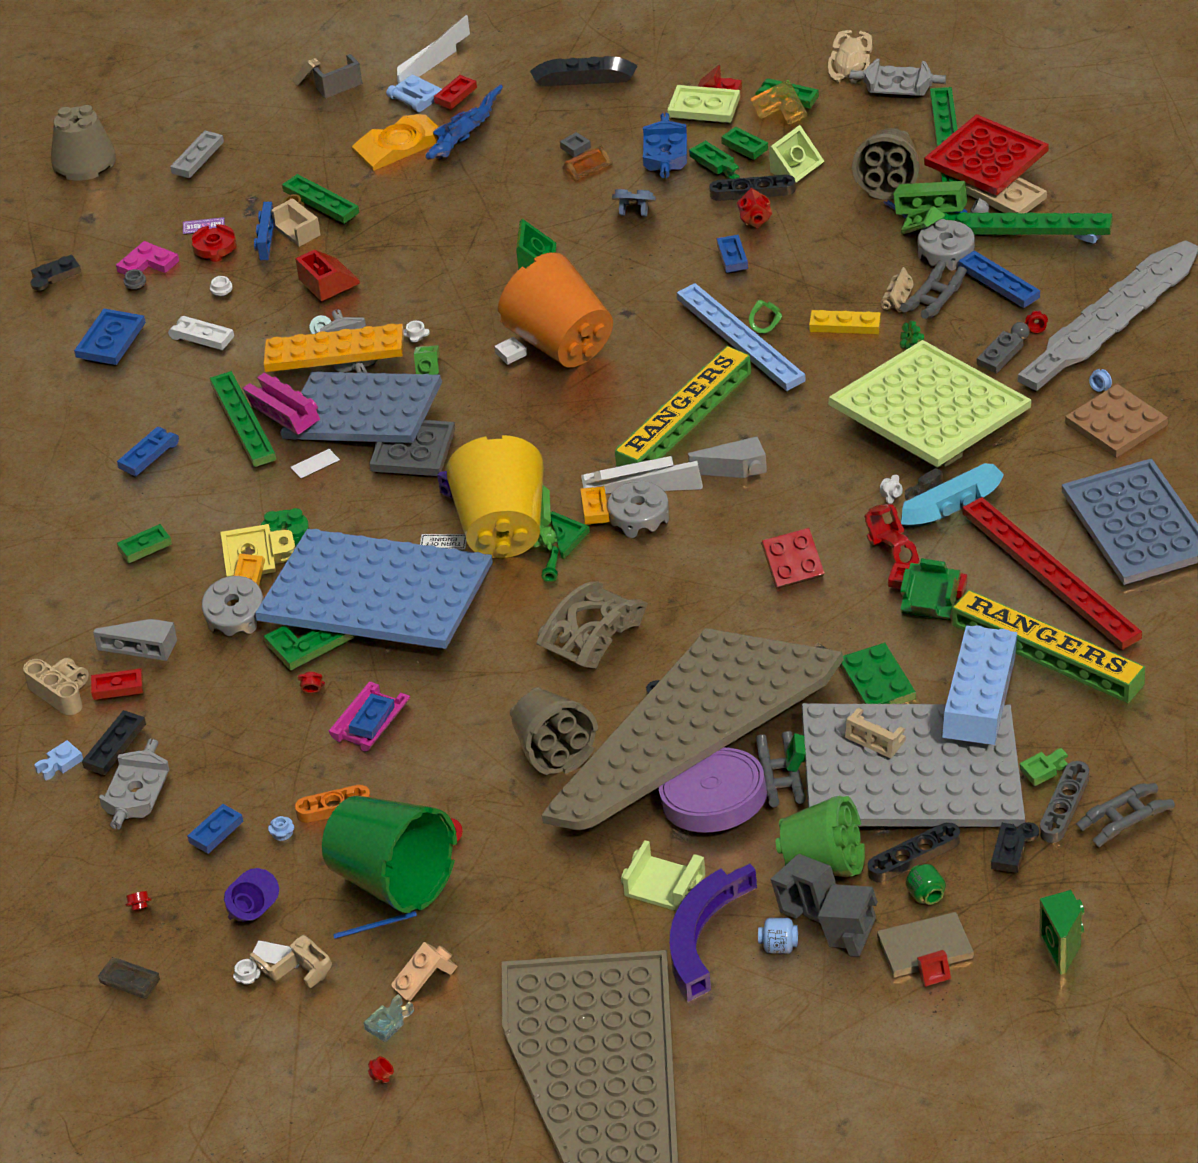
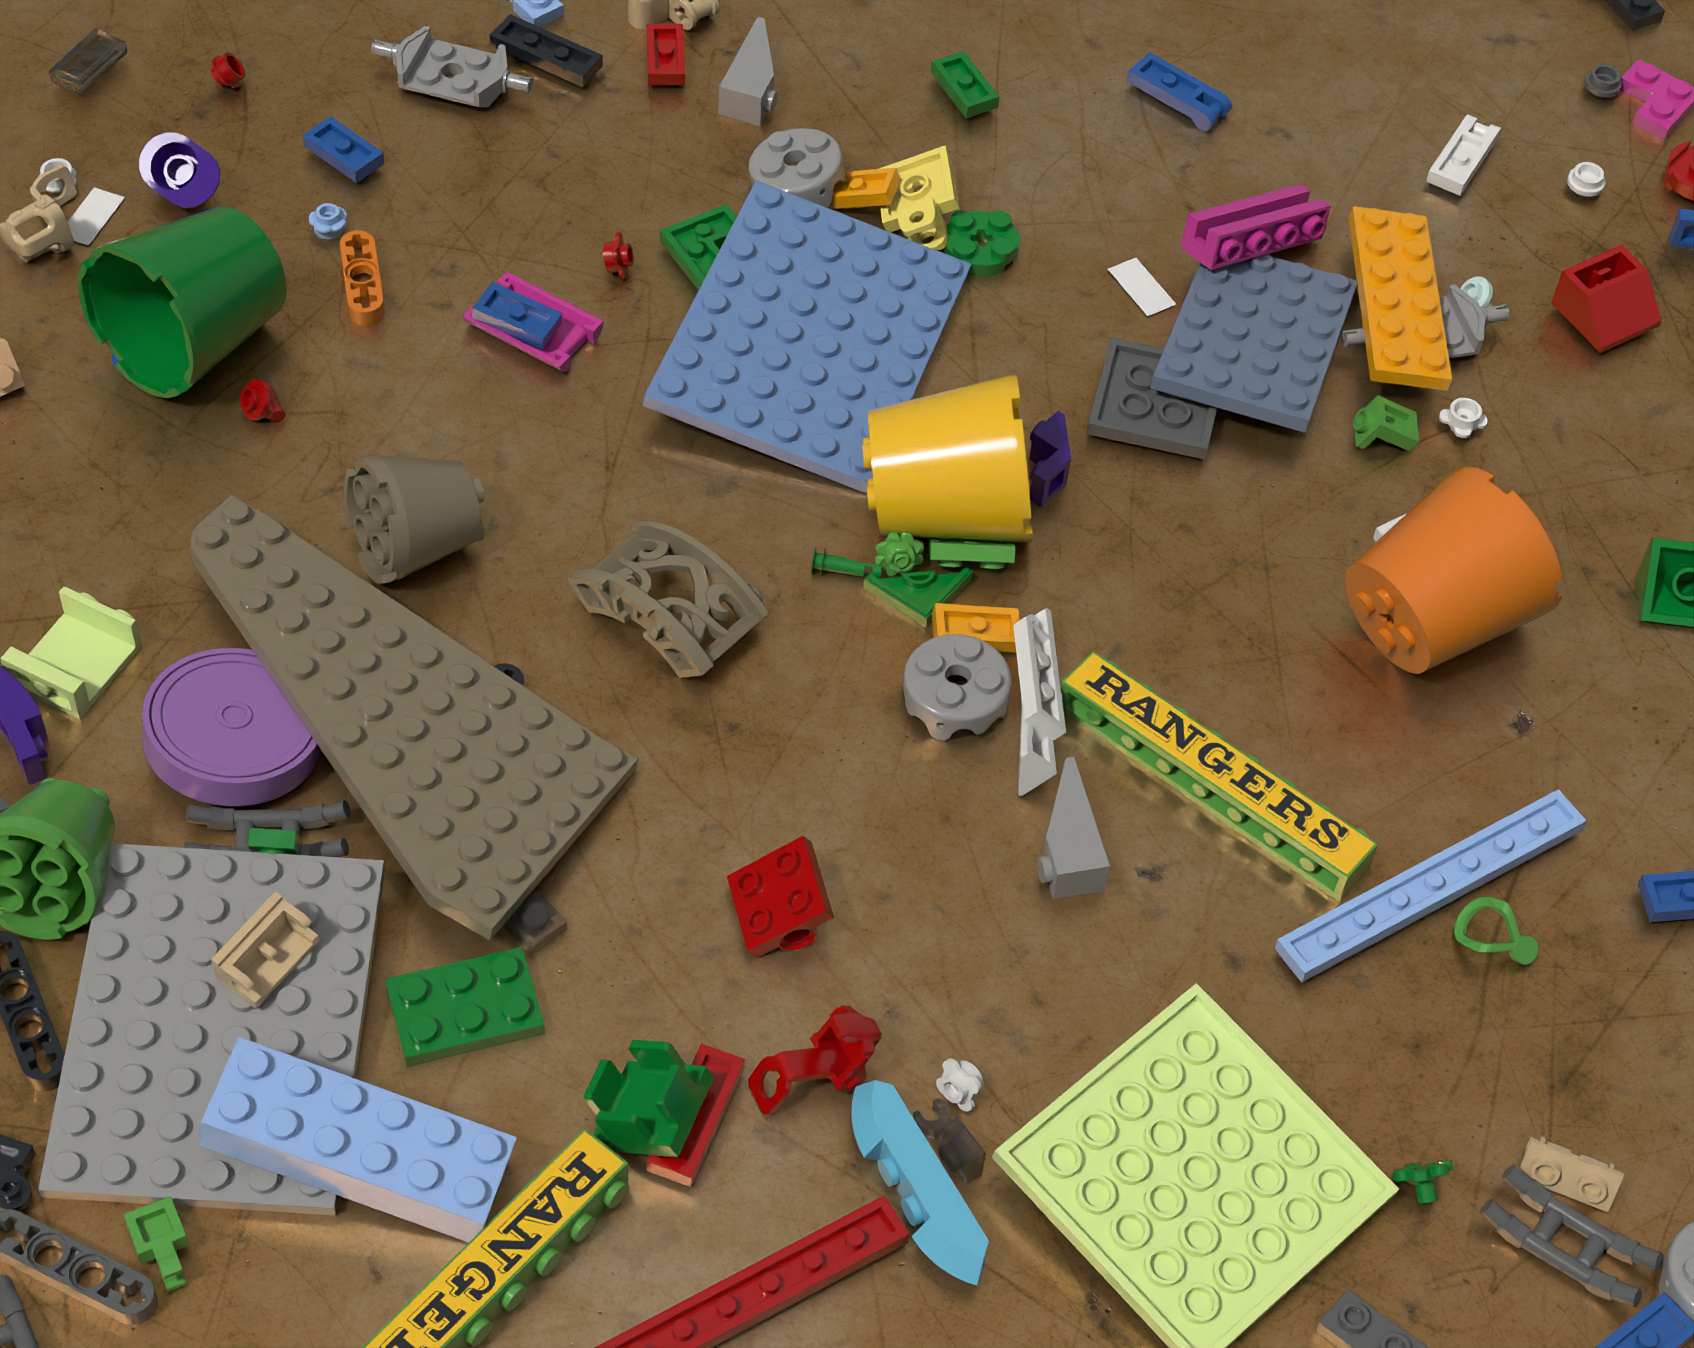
camera: 85 degrees right, 10 degrees up
(109, 336) = (1457, 51): blue plate -> none
(243, 419) = (1170, 211): green plate -> none
(845, 322) = (1480, 1071): yellow plate -> none

